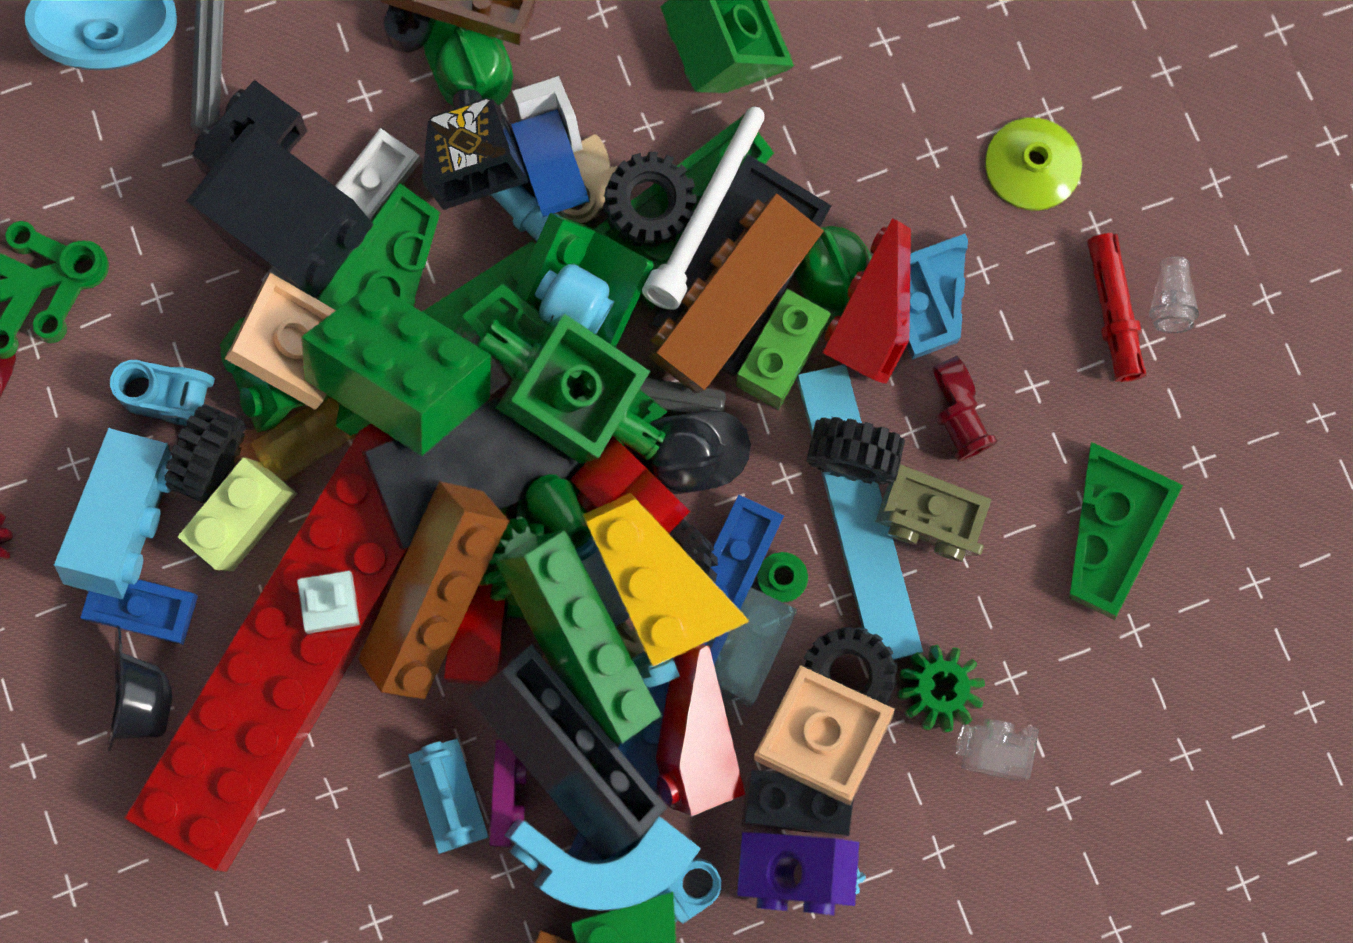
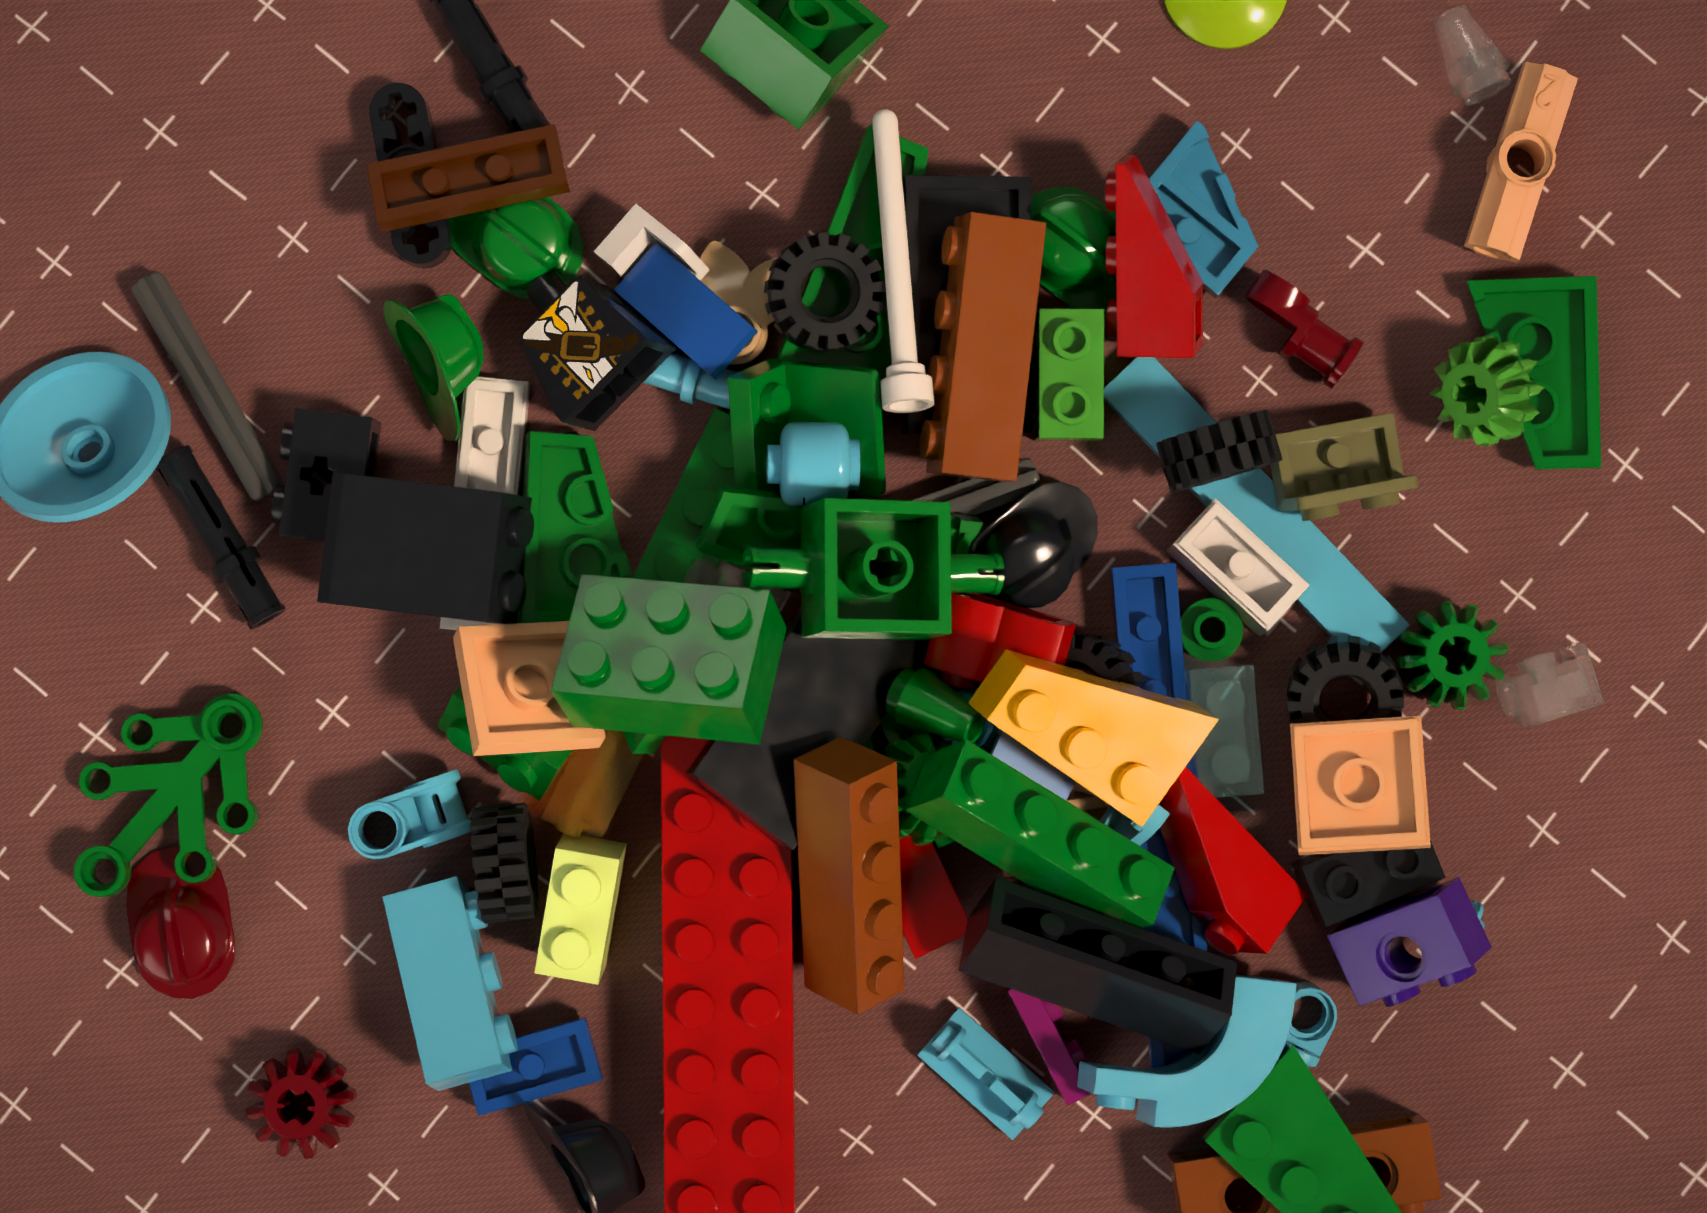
camera: 25 degrees left, 10 degrees up
(153, 157) = (232, 558): none -> black pin
(328, 602) = (746, 953): light aqua tile -> none
(374, 99) = (441, 353): none -> green piece
(825, 544) = (1238, 567): none -> white slope
(1064, 518) = (1486, 390): none -> bright green gear
(1120, 326) = (1420, 117): red pin -> none
(1152, 402) = (1535, 126): none -> light nougat piece

